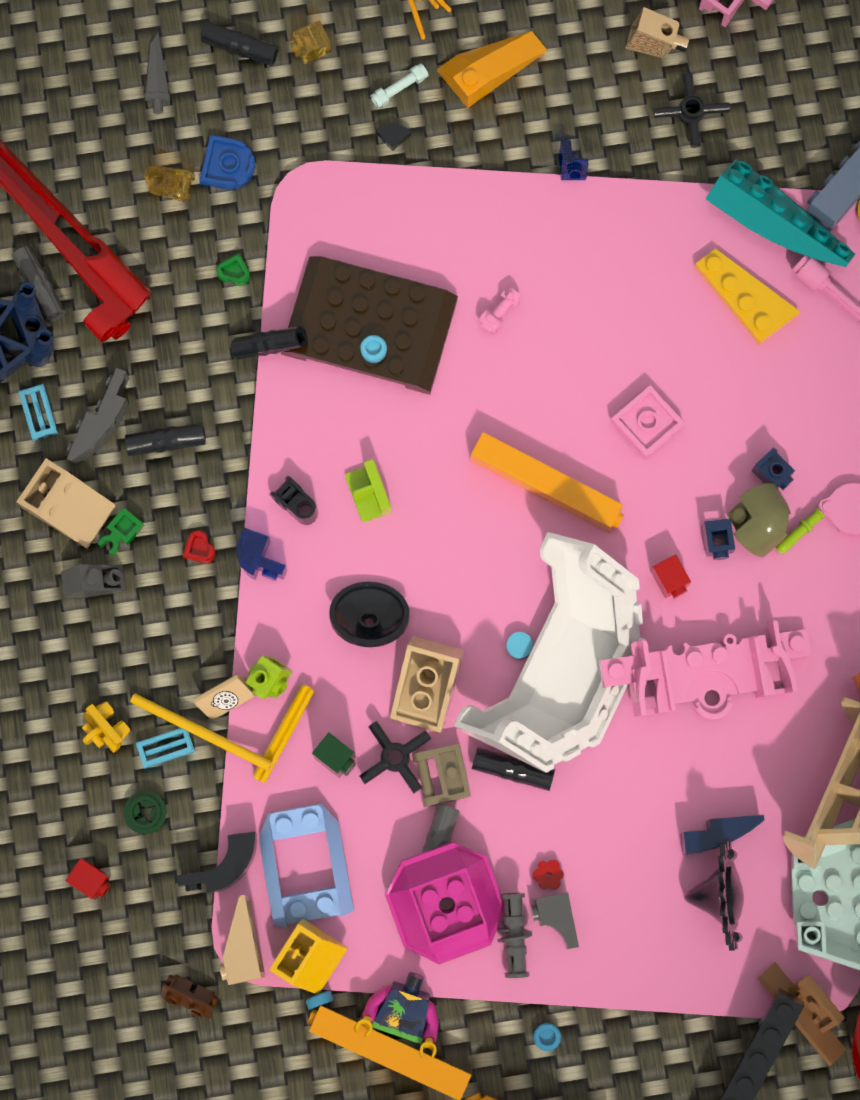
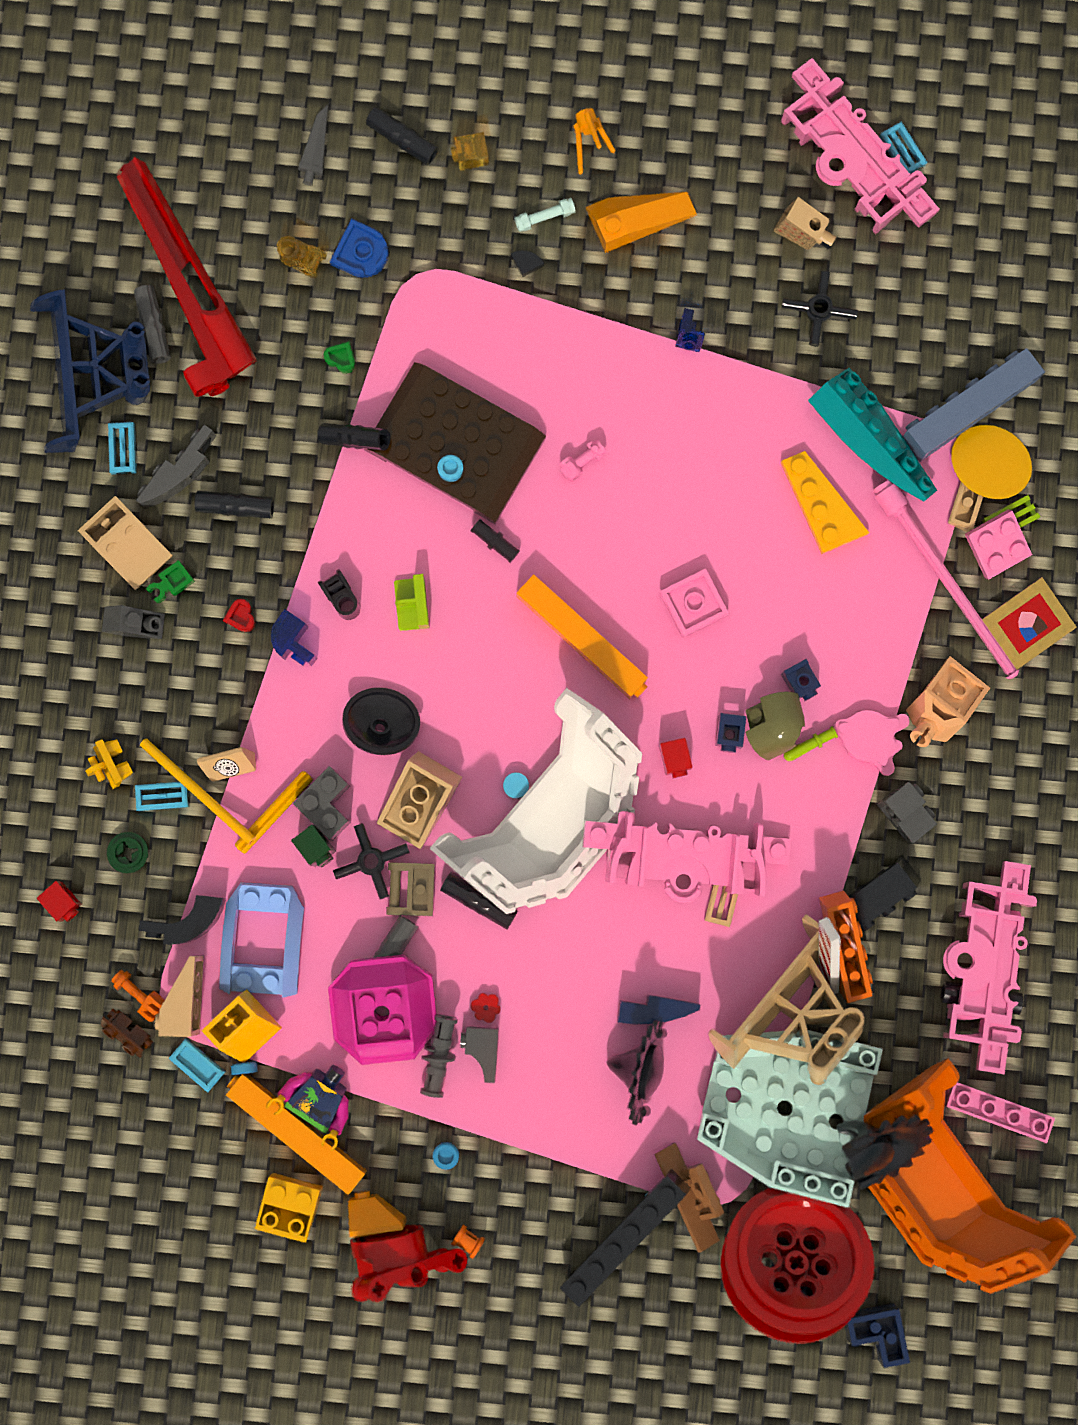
camera: 15 degrees right, 5 degrees up
(207, 960) = (150, 1004): none -> orange hinge
(268, 677) = (272, 756): lime brick -> none
(270, 1010) = (197, 1065): none -> medium azure tile
(326, 710) = (318, 803): none -> dark grey brick
(435, 410) = (495, 540): none -> black pin
(745, 714) = (717, 920): none -> tan tile

